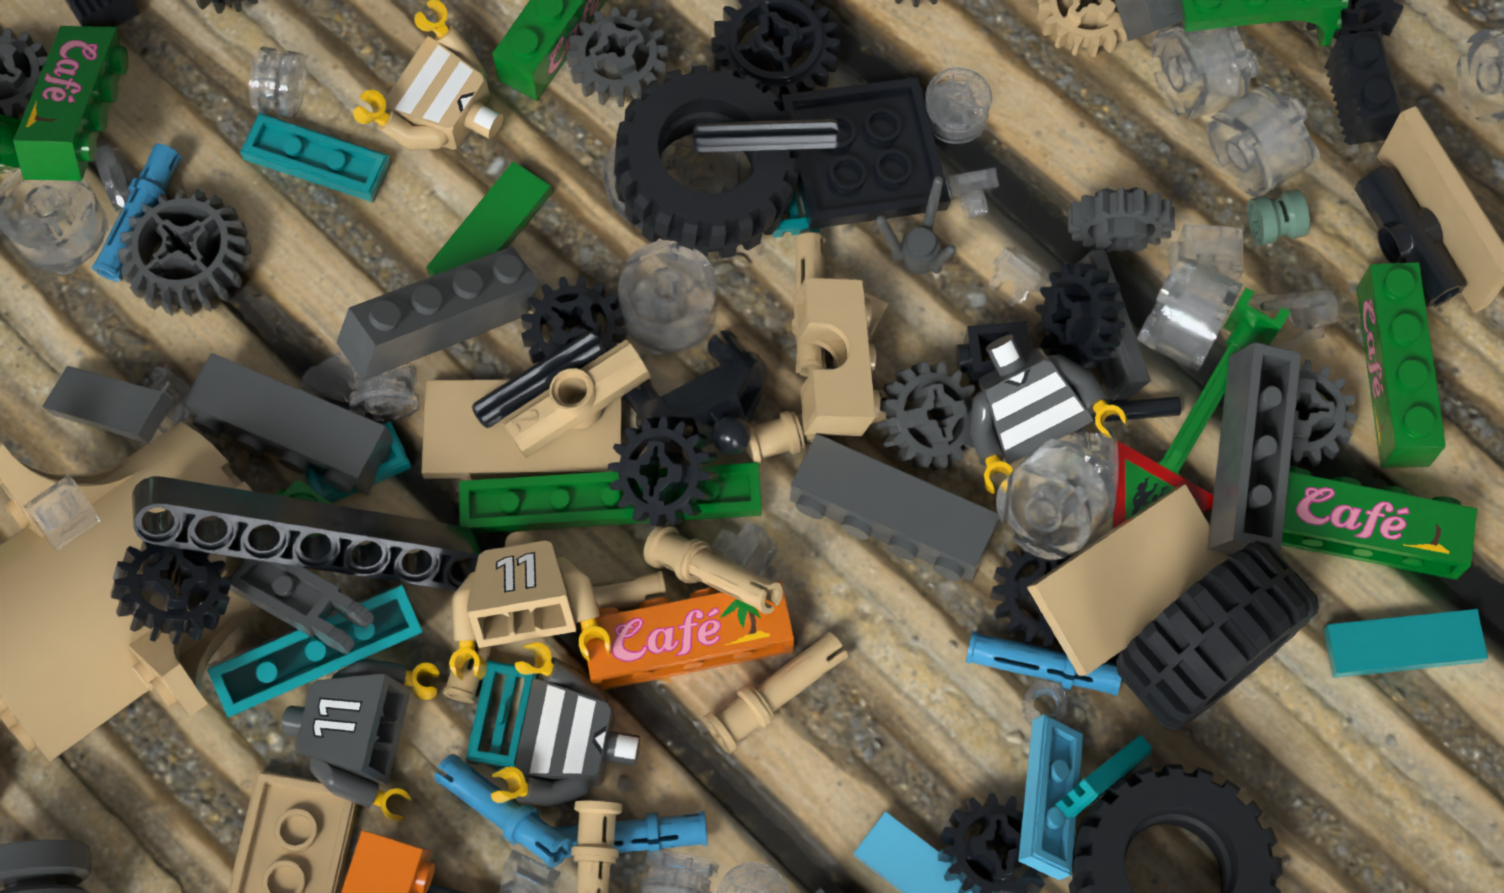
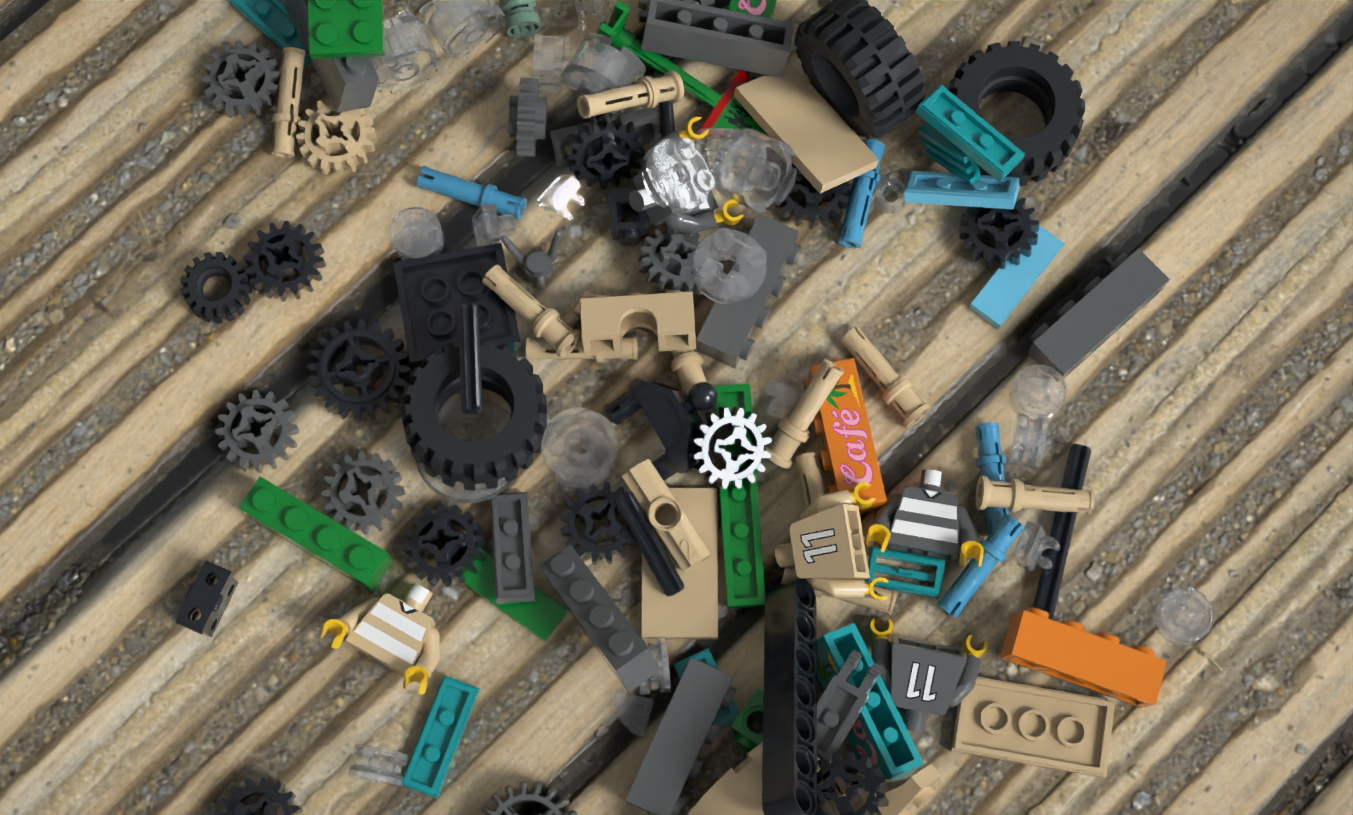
camera: 90 degrees left, 5 degrees up
(526, 155) = (431, 536): none -> black gear
(543, 224) = (512, 548): none -> dark grey tile
(836, 244) = (544, 321): none -> tan pin
(944, 459) = (727, 245): none -> clear plate
(1015, 181) = (471, 192): none -> dark azure pin
(1044, 363) = (688, 162): none -> clear plate
(1122, 788) = (970, 133): none -> teal tile
(1163, 361) = (645, 93): none -> tan pin

